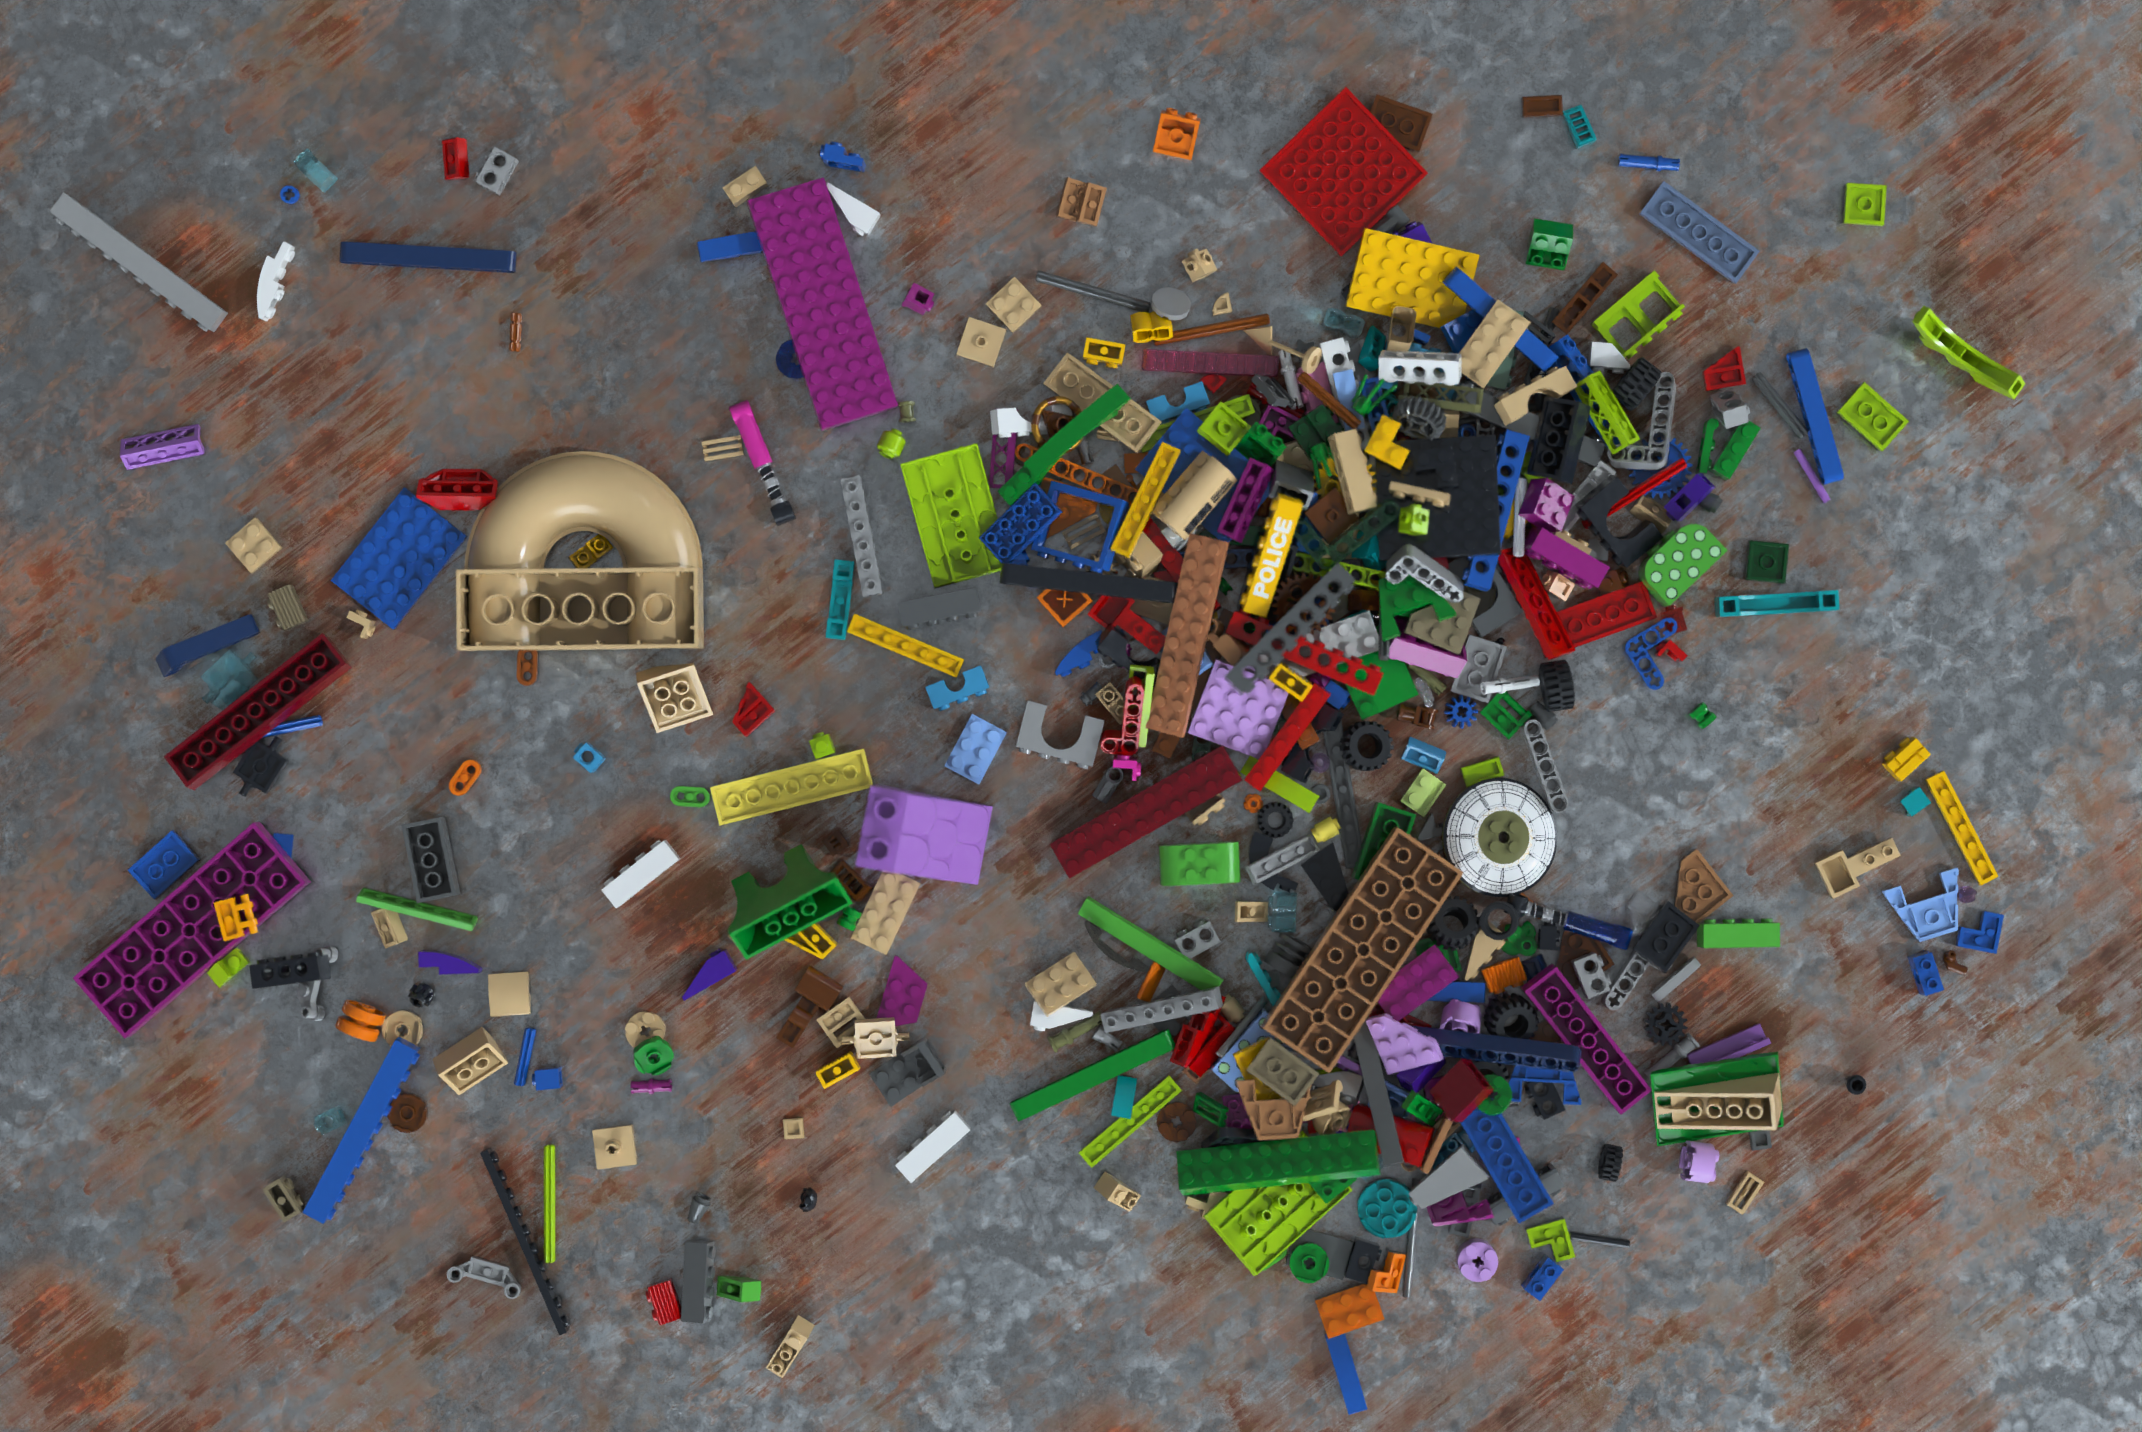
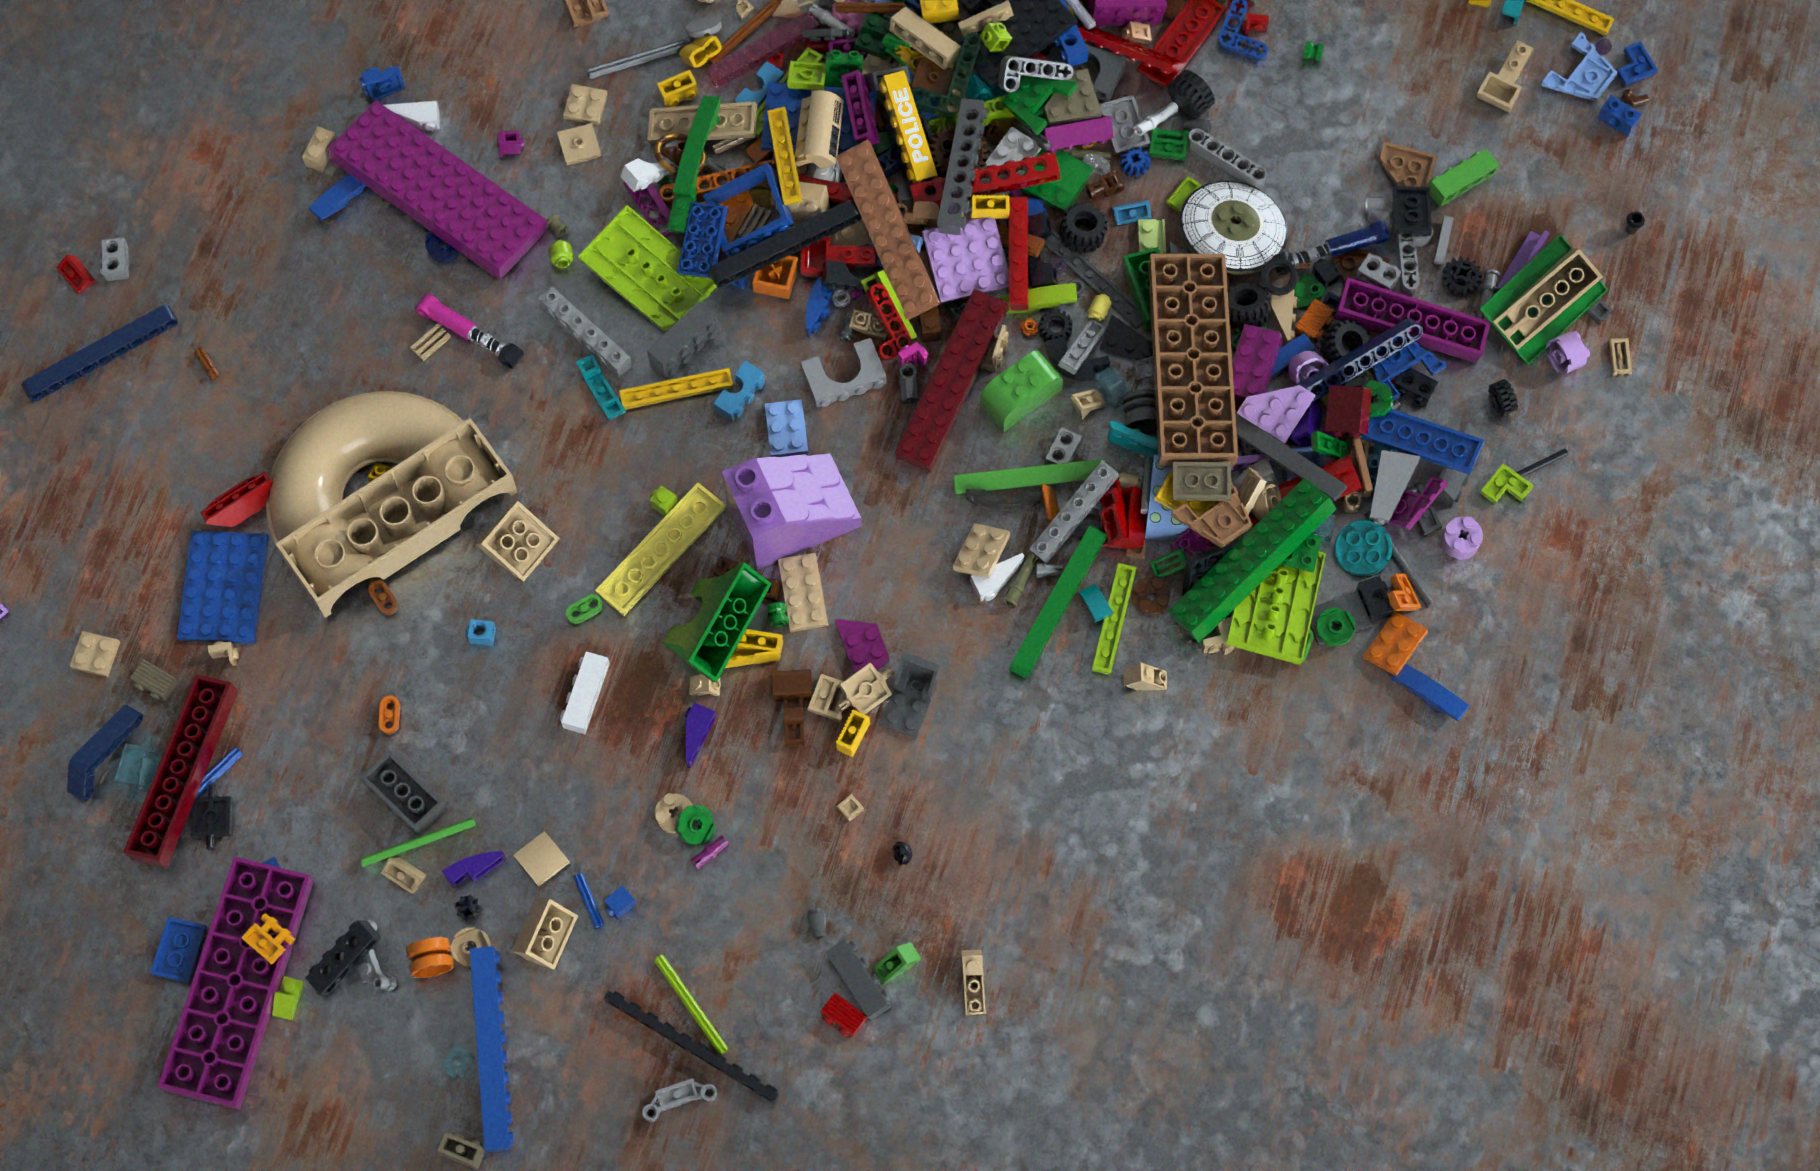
camera: 35 degrees left, 20 degrees down
(408, 1113) = (521, 1013): reddish brown tile -> none
(614, 1146) = (713, 922): tan tile -> none
(752, 711) = (589, 513): red wing -> none
(932, 1146) = (972, 743): white brick -> none
(1542, 1277) = (1521, 517): blue brick -> none

